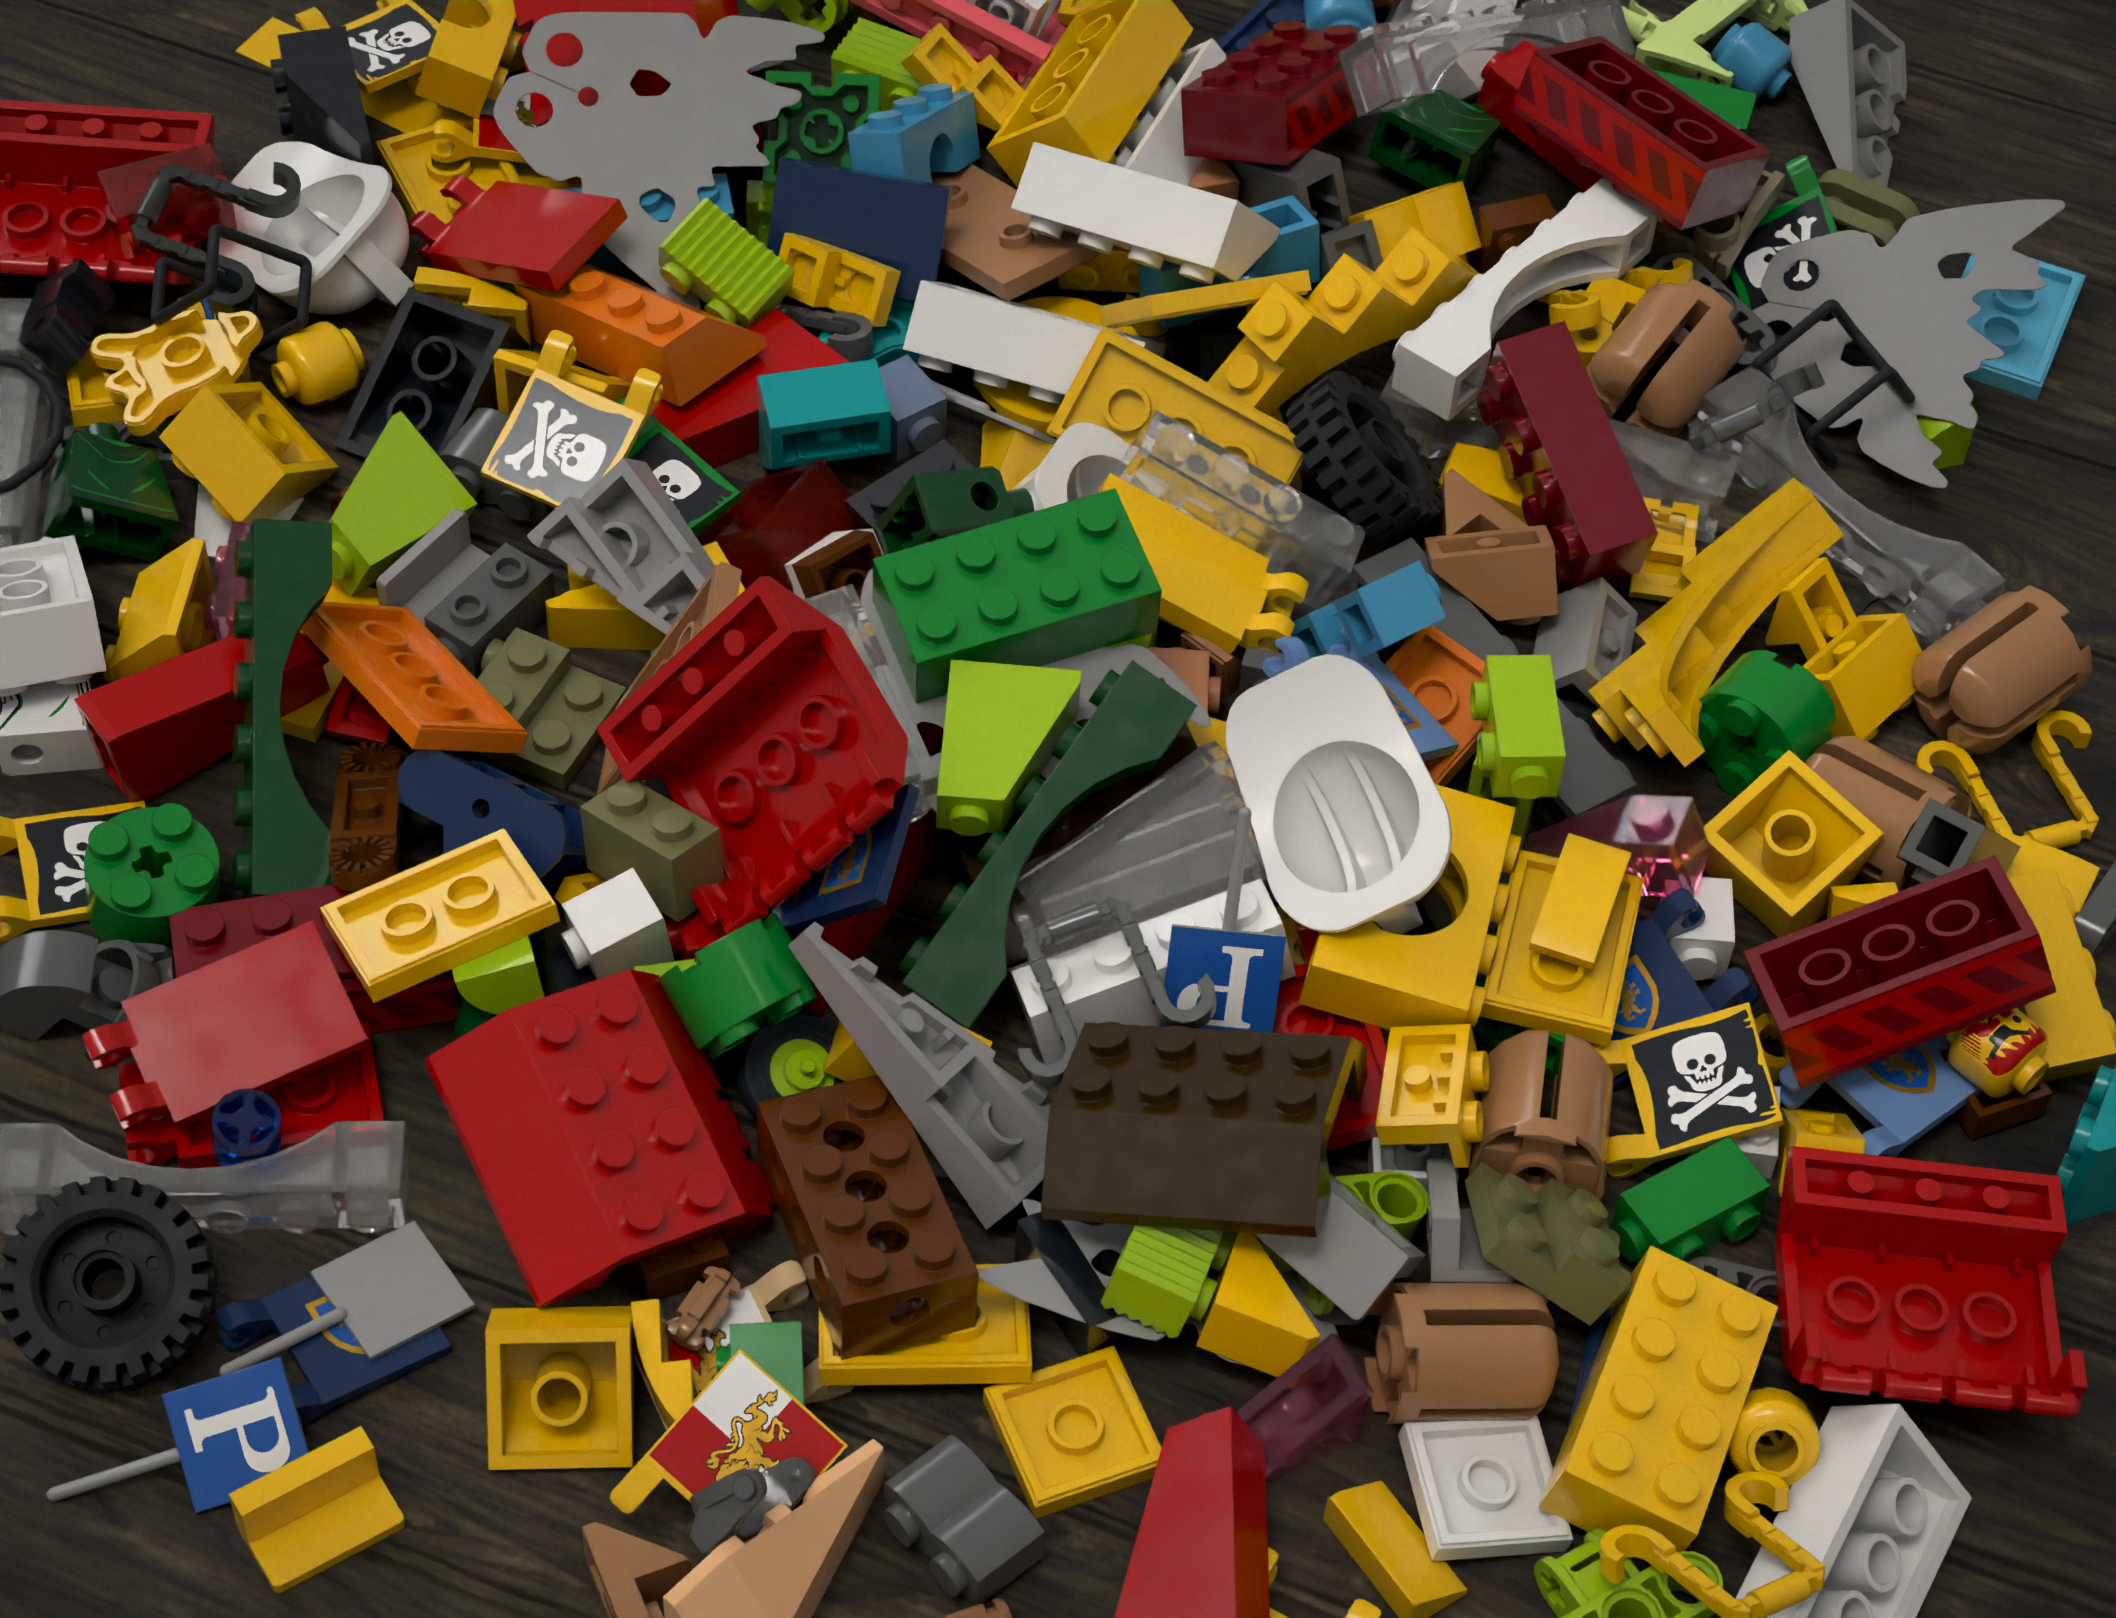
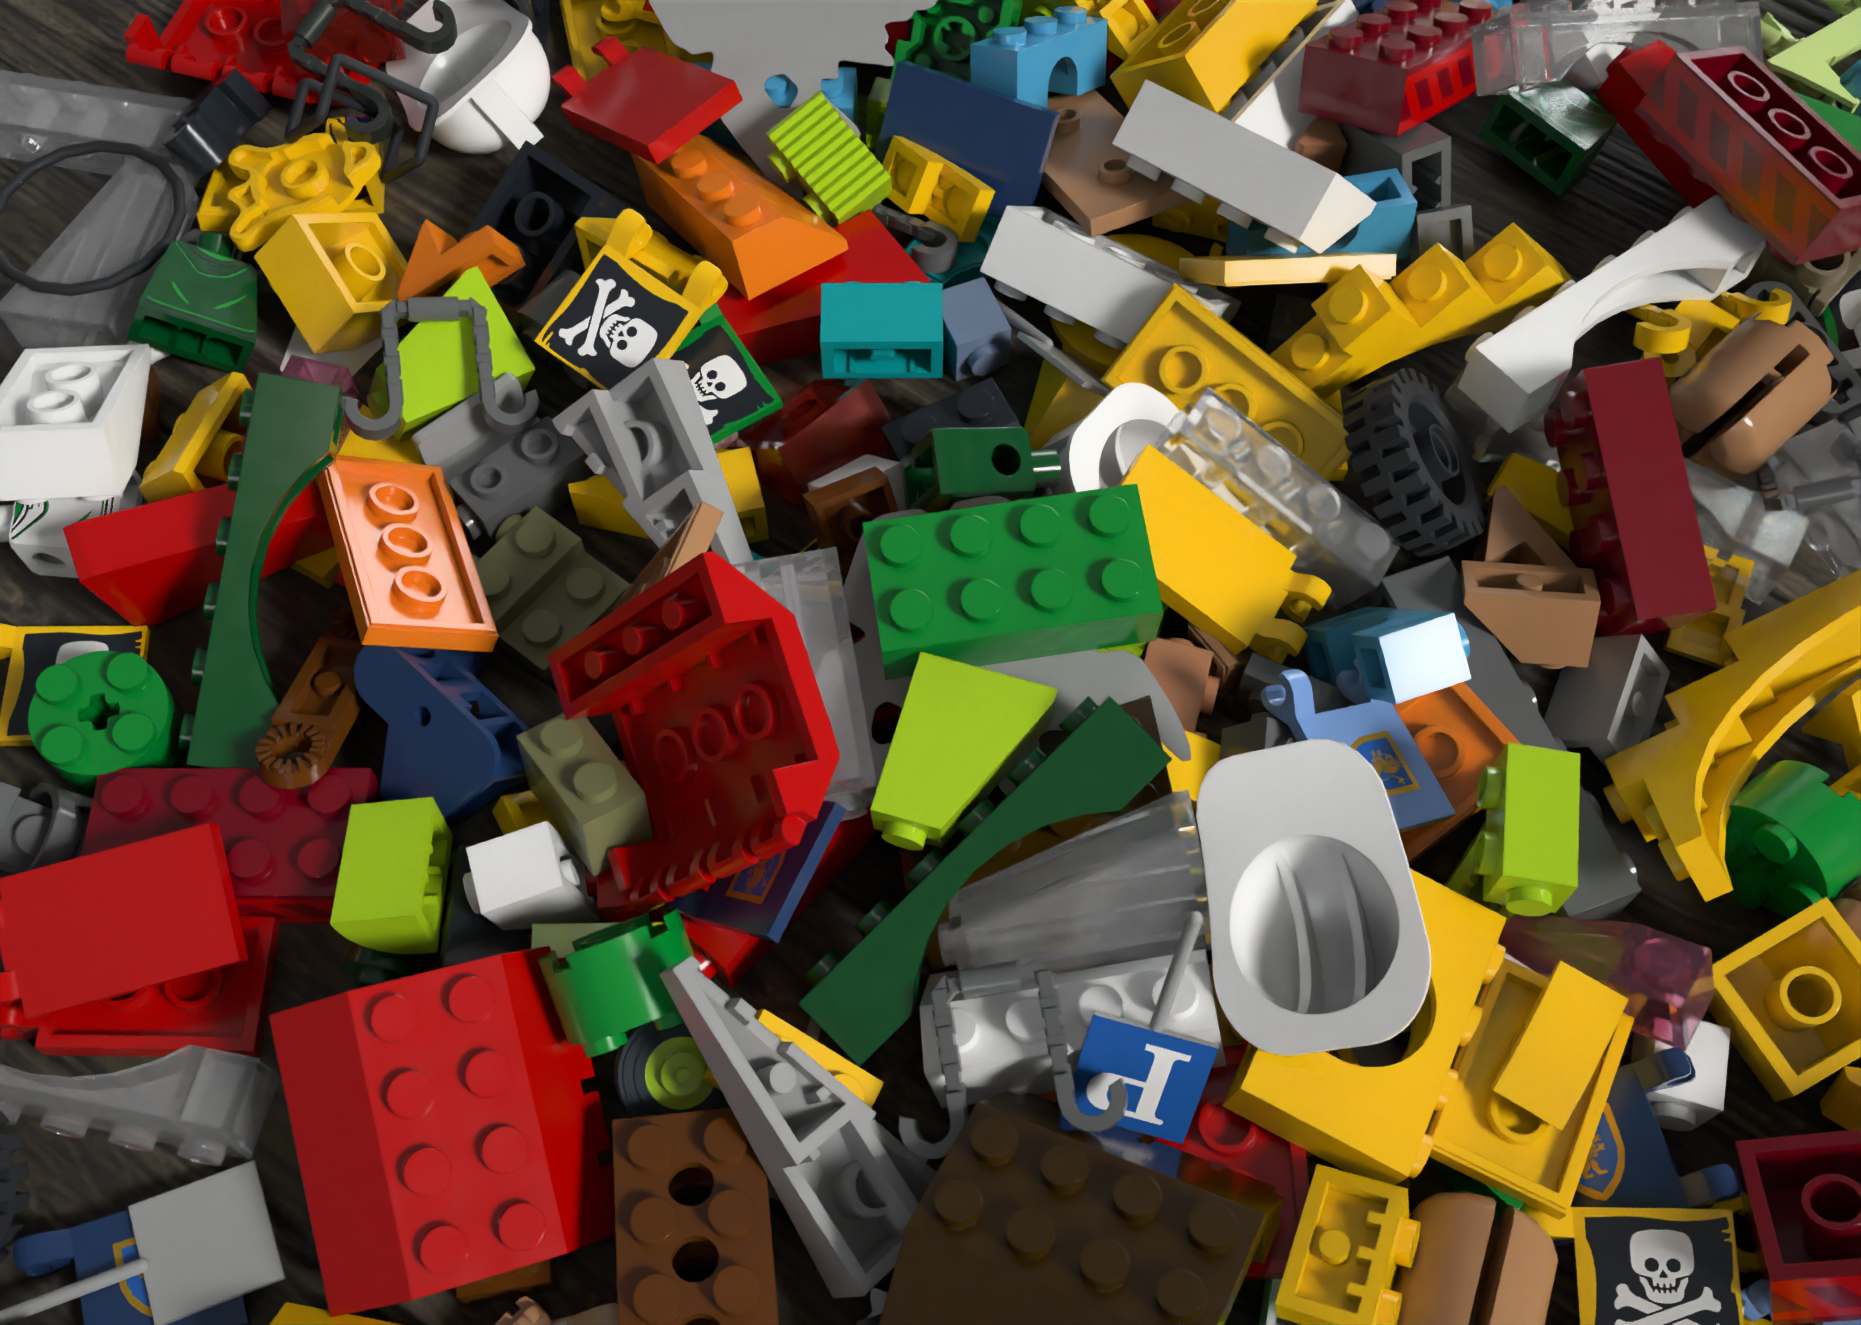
camera: 15 degrees right, 10 degrees up
(245, 1114) = (83, 1030): clear blue wheel -> none
(318, 364) = (437, 195): yellow head -> none
(350, 430) = (441, 260): none -> orange slope
(391, 453) = (435, 310): none -> dark grey piece
(439, 915) = (340, 838): yellow tile -> none
(476, 296) = (596, 162): yellow slope -> none
(1438, 213) = (1535, 205): yellow brick -> none
(1508, 225) = (1604, 232): reddish brown piece -> none

